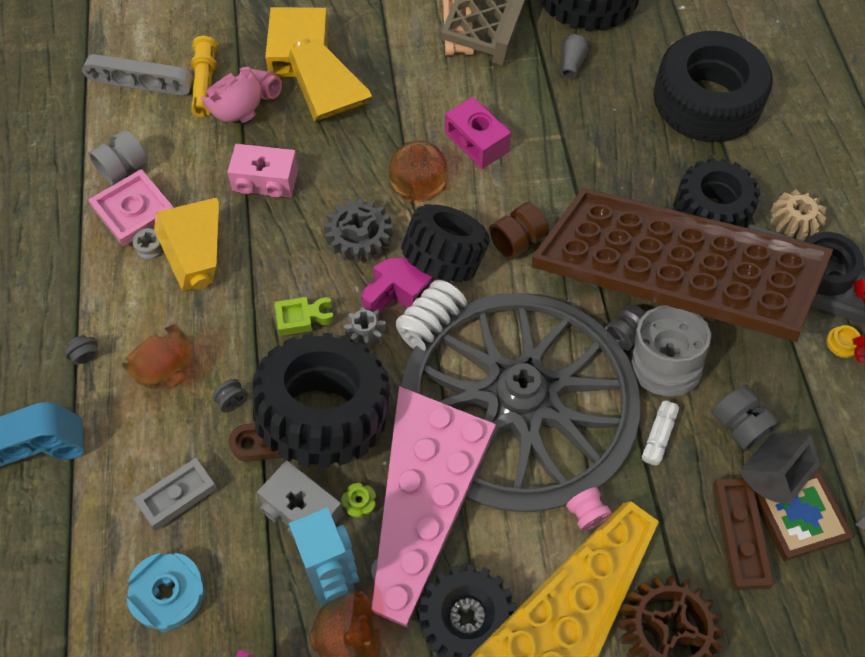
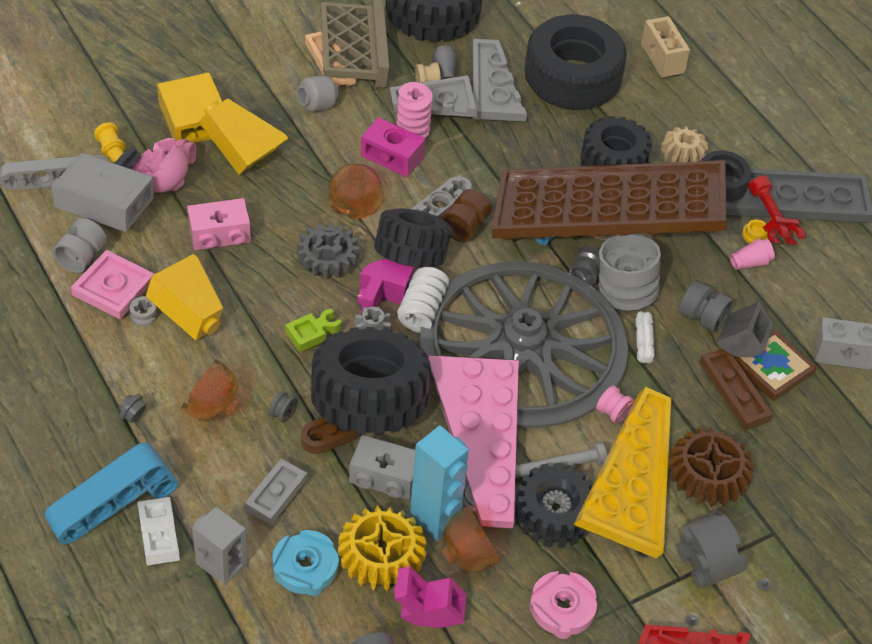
camera: 25 degrees left, 10 degrees down
(41, 499) = (158, 531): none -> white slope
(75, 545) = (220, 545): none -> light grey brick
(163, 106) = (104, 190): none -> light grey piece
(224, 593) = (364, 556): none -> yellow gear
(426, 55) = (317, 93): none -> light grey head
(496, 560) = (596, 454): none -> light grey bar
(508, 198) = (444, 194): none -> light grey beam
(512, 98) = (415, 108): none -> bright pink piece
(546, 89) = (449, 95): none -> light grey wing
(548, 64) = (427, 73): none -> tan wheel
(613, 93) = (493, 84): none -> light grey wing
(821, 92) = (665, 46): none -> tan brick
(829, 368) = (753, 255): none -> bright pink cone

